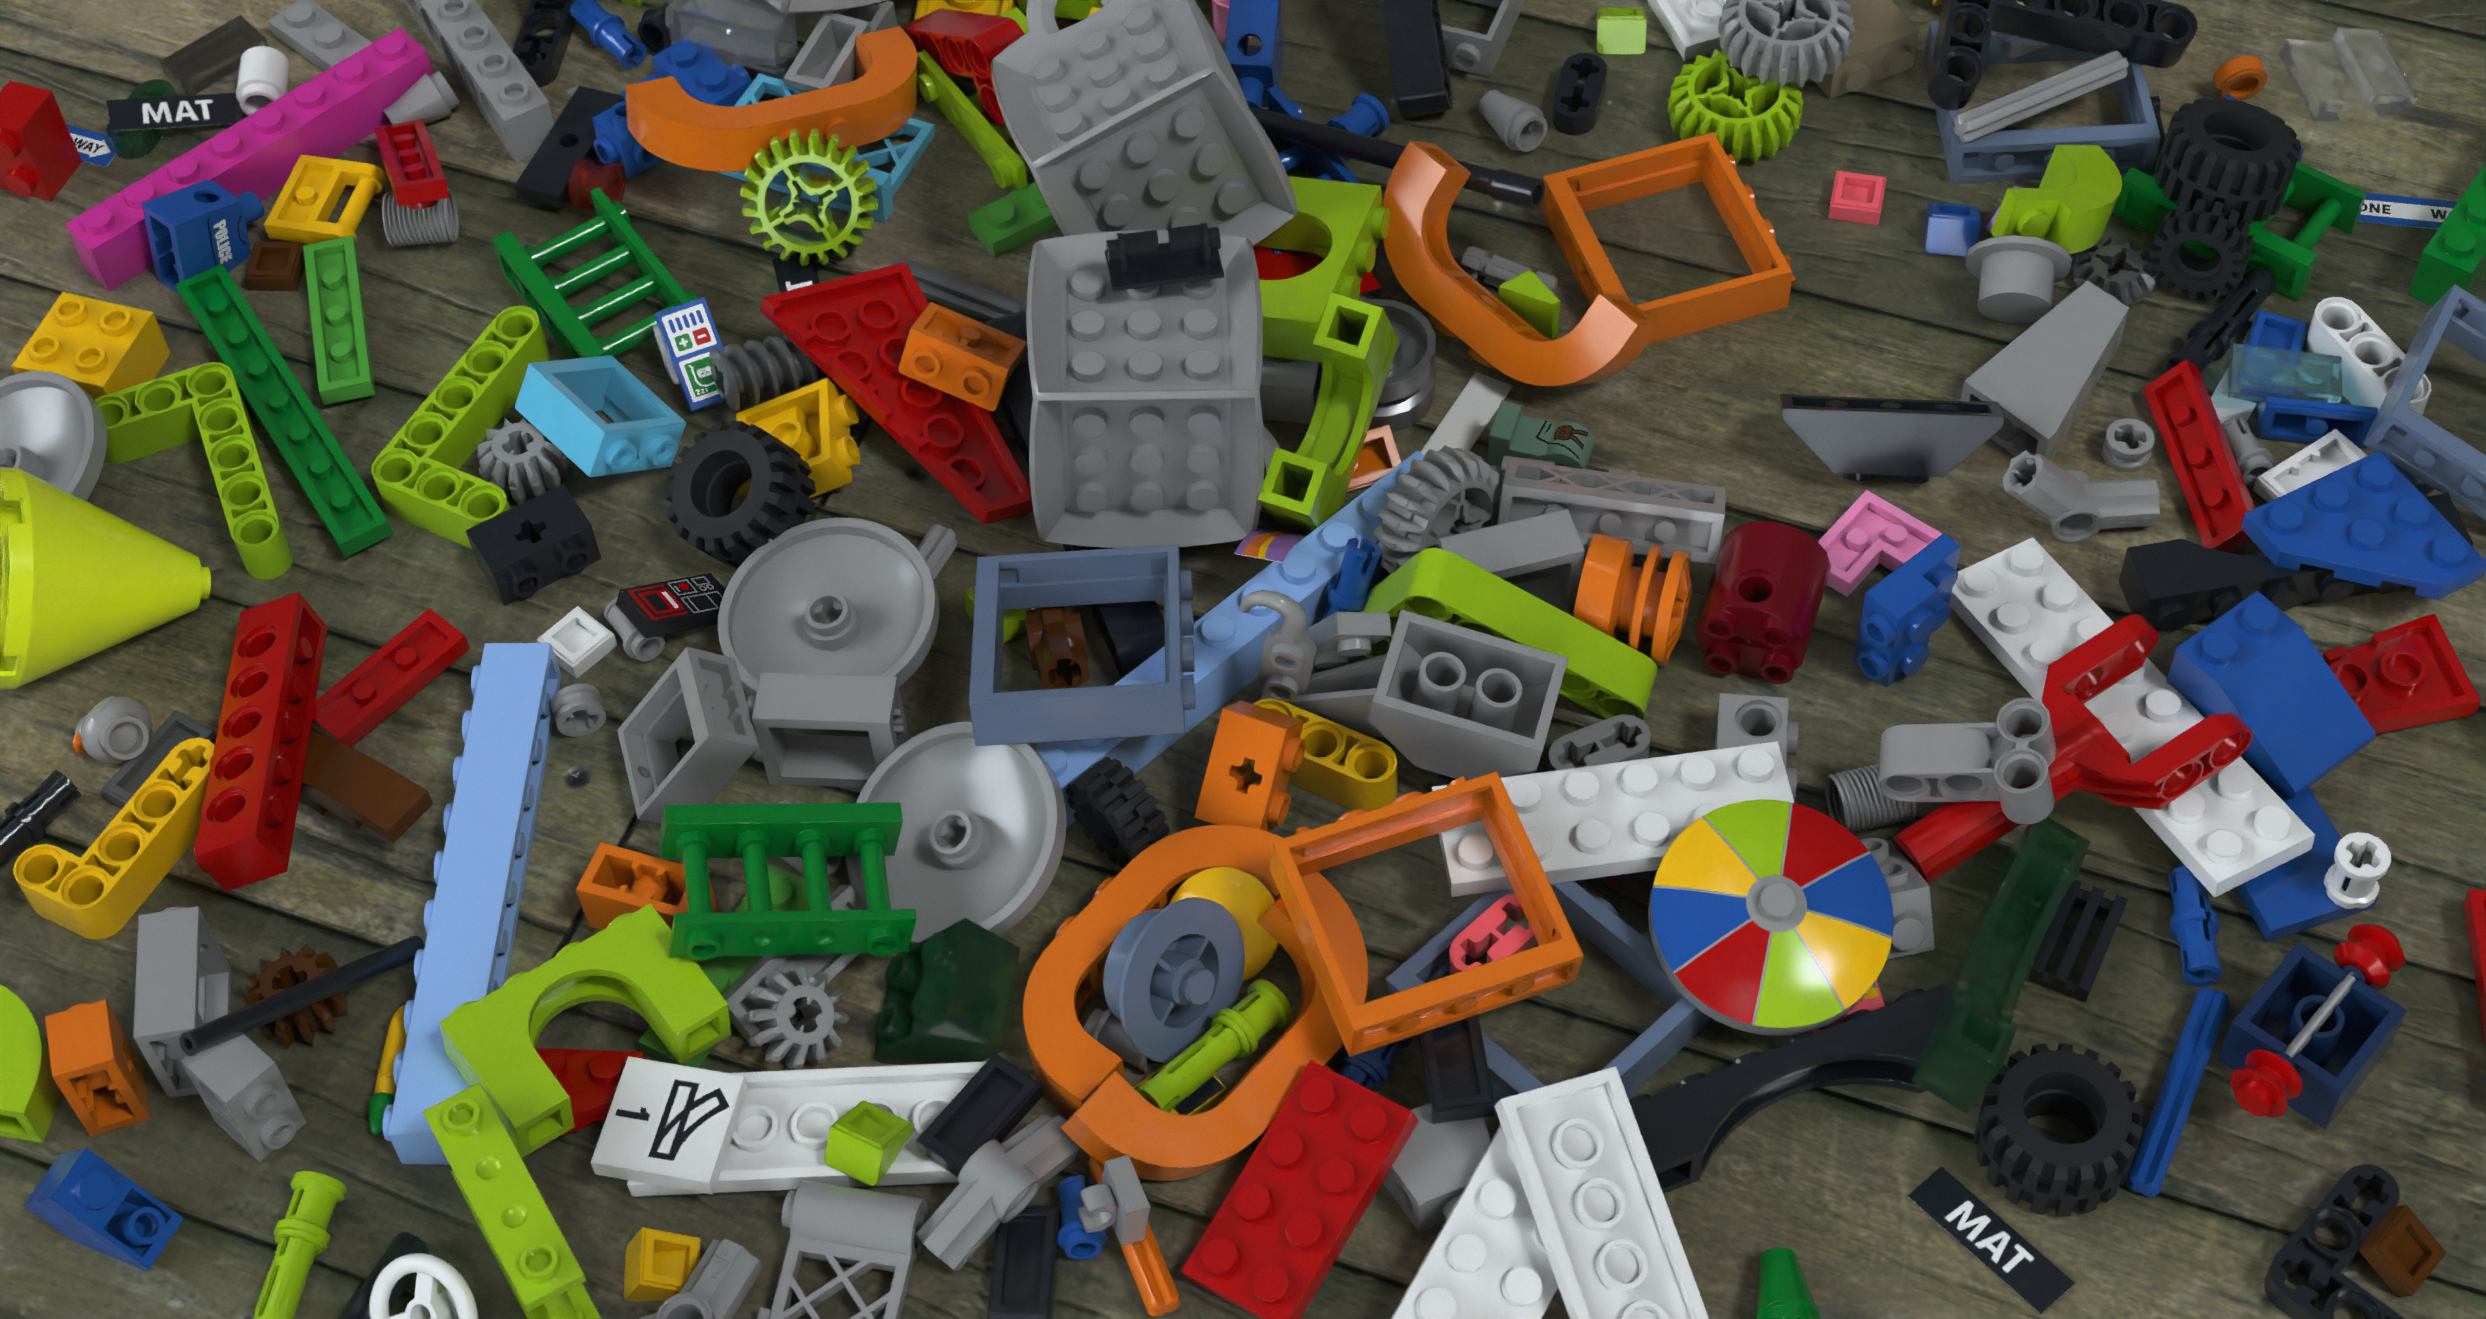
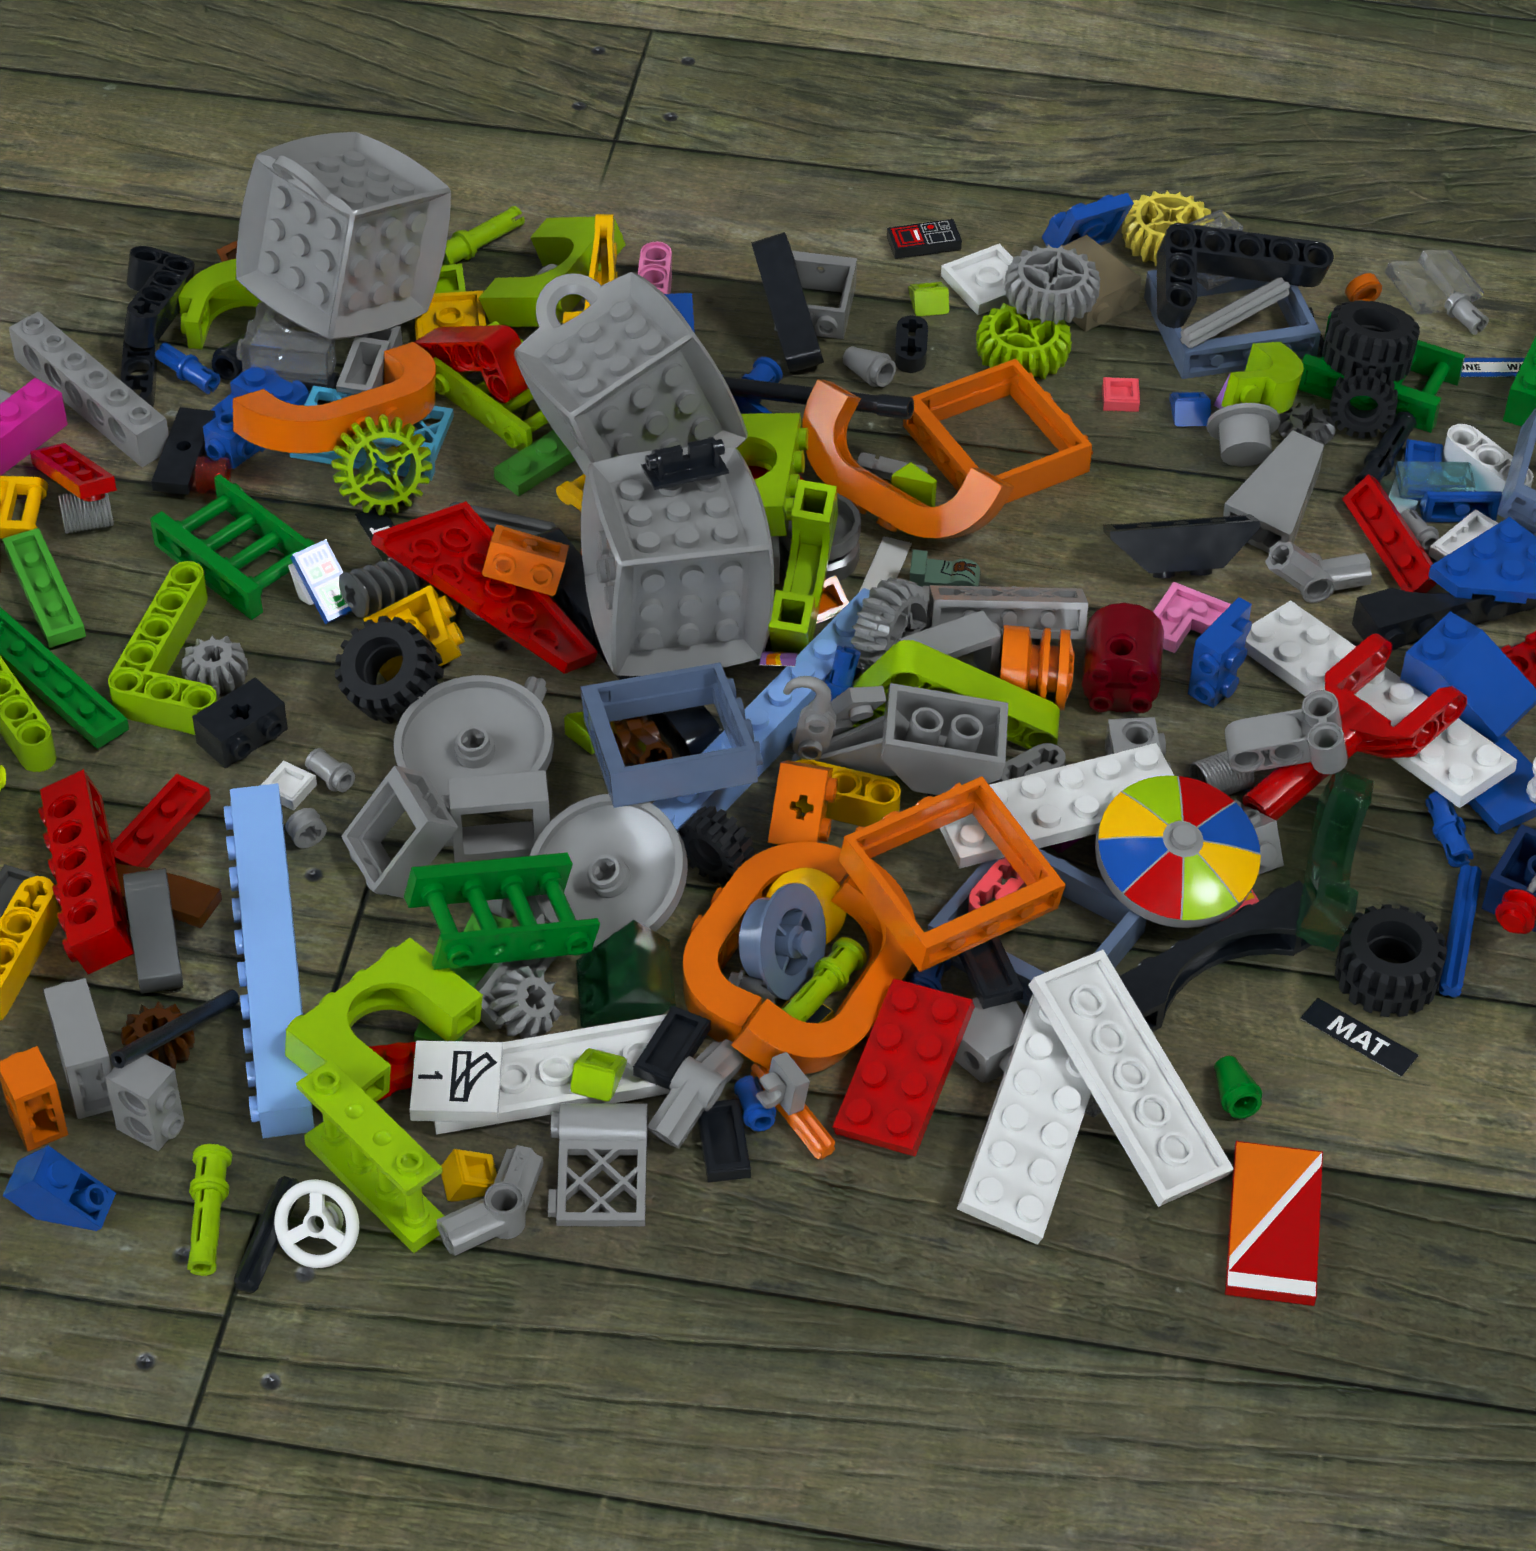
camera: 15 degrees left, 5 degrees down
(322, 840) = (153, 930): none -> dark grey beam
(385, 1086) = (238, 1078): yellow piece -> none
(426, 99) = (65, 427): light grey cone -> none
(562, 405) = (268, 628): medium azure window -> none
(629, 880) = (382, 928): orange brick -> none
(672, 605) = (358, 750): black tile -> none
(2092, 903) = (1380, 825): black tile -> none
(2139, 437) = (1340, 535): light grey bush -> none
(2383, 125) = (1459, 306): none -> light grey pin

